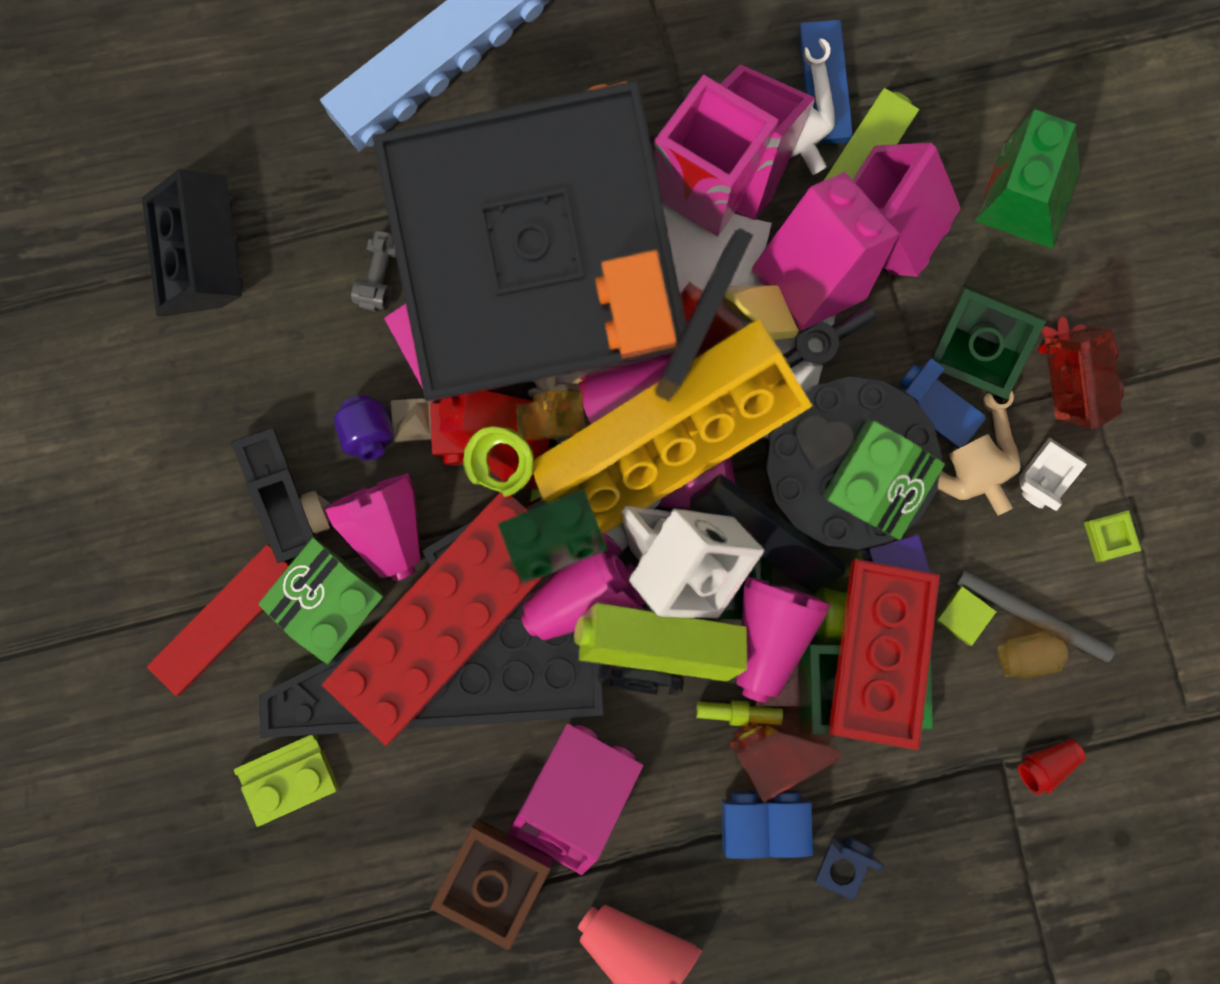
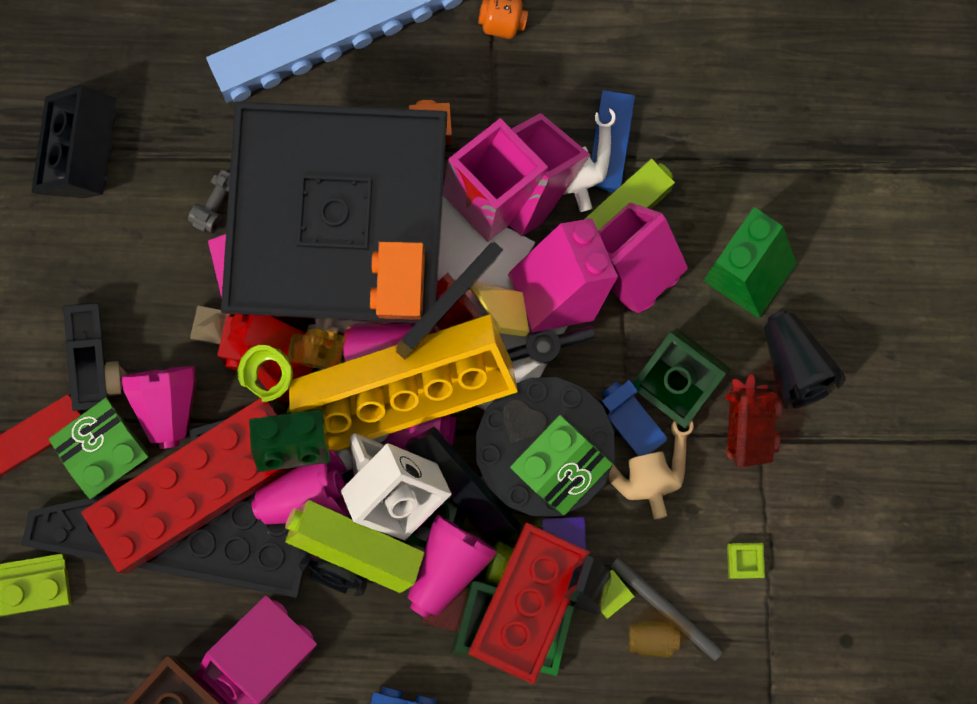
camera: 10 degrees right, 5 degrees down
(363, 427) = (170, 321): dark purple head -> none
(739, 713) = (406, 625): lime bar -> none
(779, 757) = (423, 663): clear red slope -> none
(951, 615) = (588, 585): none -> black slope
(1050, 474) = (705, 498): white bracket -> none
(1119, 284) = (799, 362): none -> black cone

